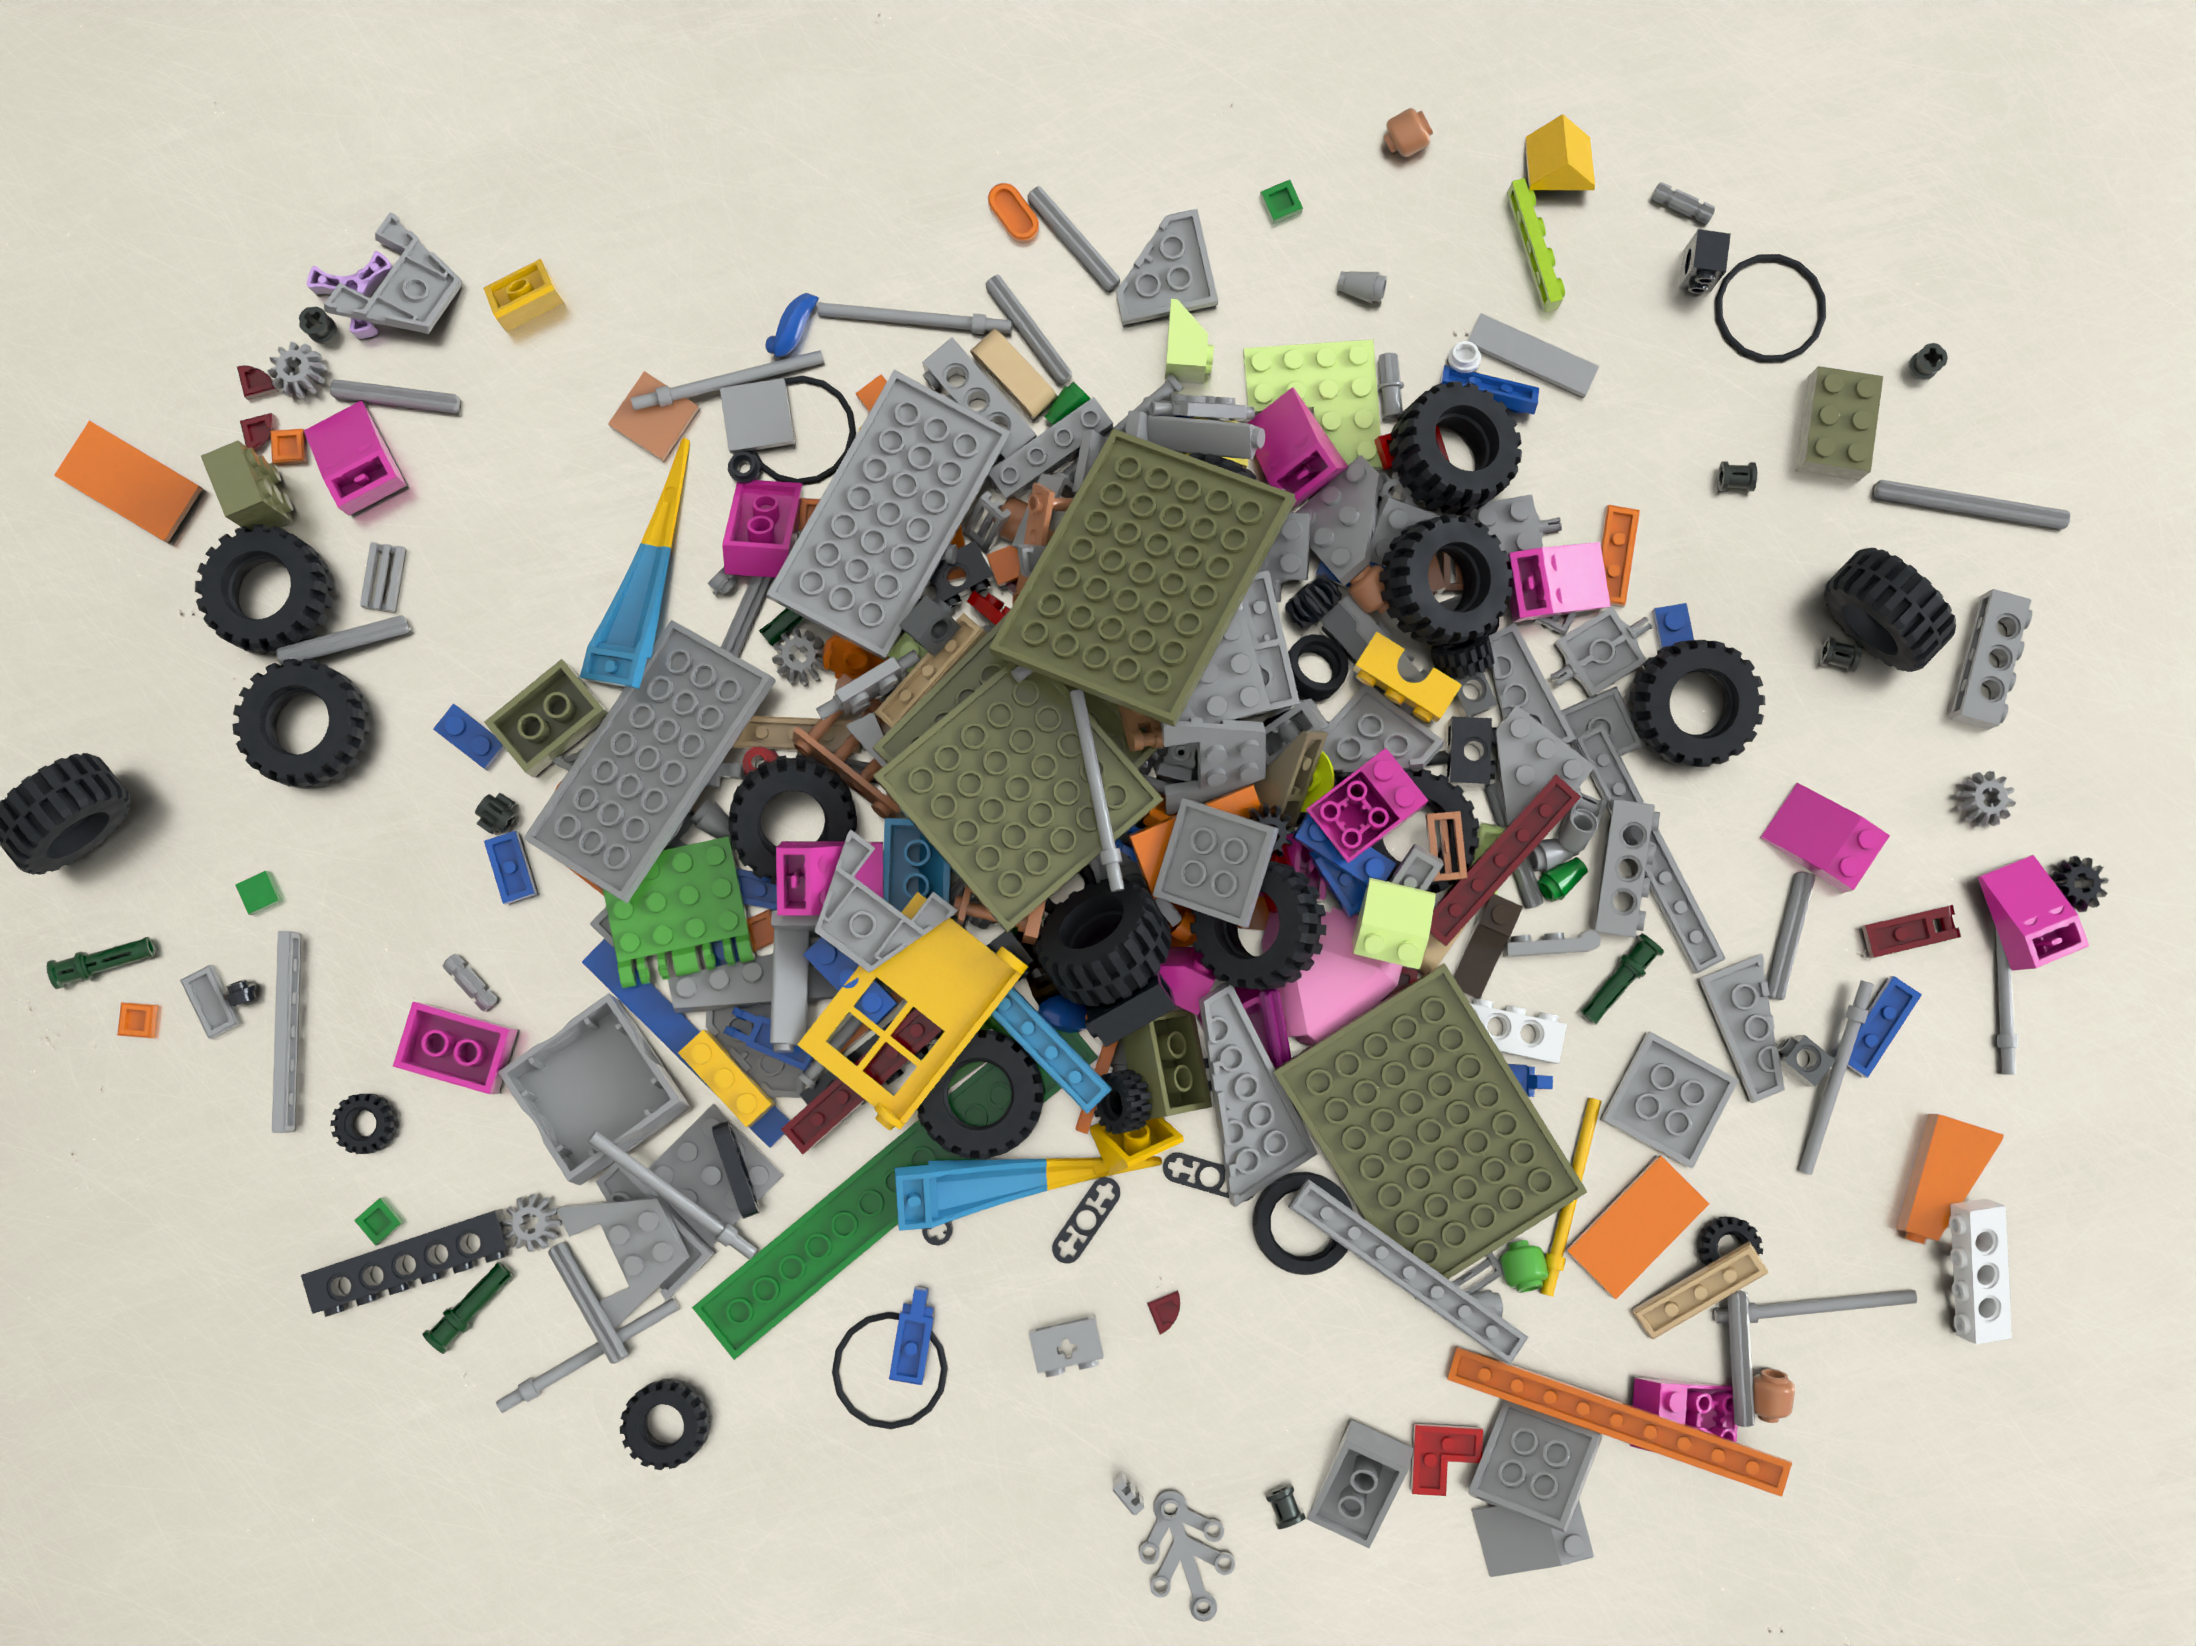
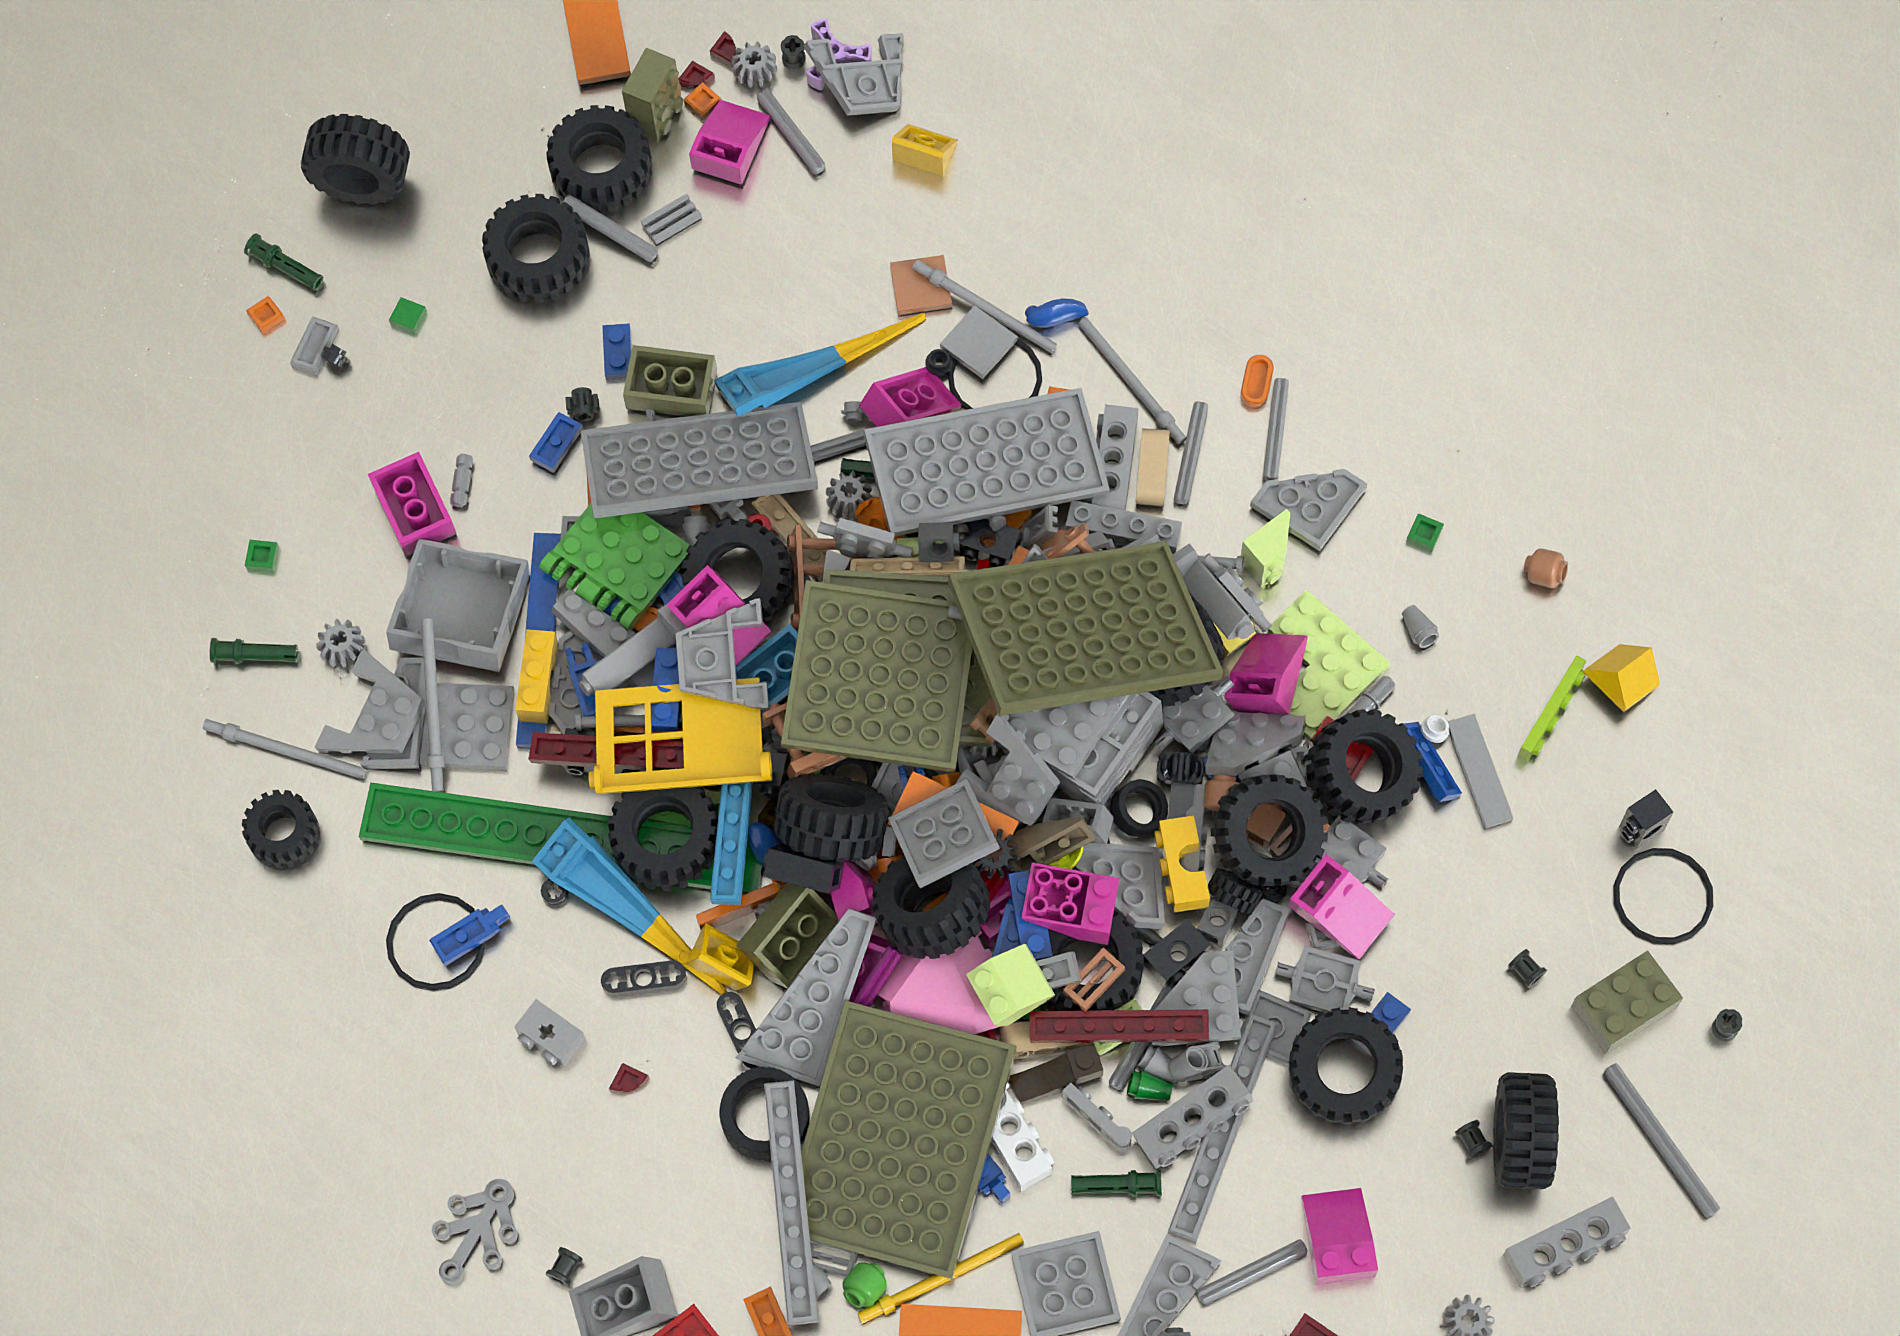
camera: 50 degrees right, 15 degrees down
(286, 1032) = (333, 401): light grey tile -> none
(322, 1284) = (195, 553): black brick -> none
(344, 1118) = (310, 480): black tyre -> none
(587, 1303) = (317, 719): light grey axle -> none
(736, 1169) = (483, 730): black beam -> none
(1066, 402) = (1167, 511): green cone -> none
(1109, 855) = (888, 763): light grey bar -> none
(1126, 1494) = (483, 1150): light grey tile -> none
(1133, 1112) = (739, 923): black tyre -> none
(1617, 550) = (1401, 937): orange tile -> none
(1683, 202) = (1675, 778): light grey axle -> none

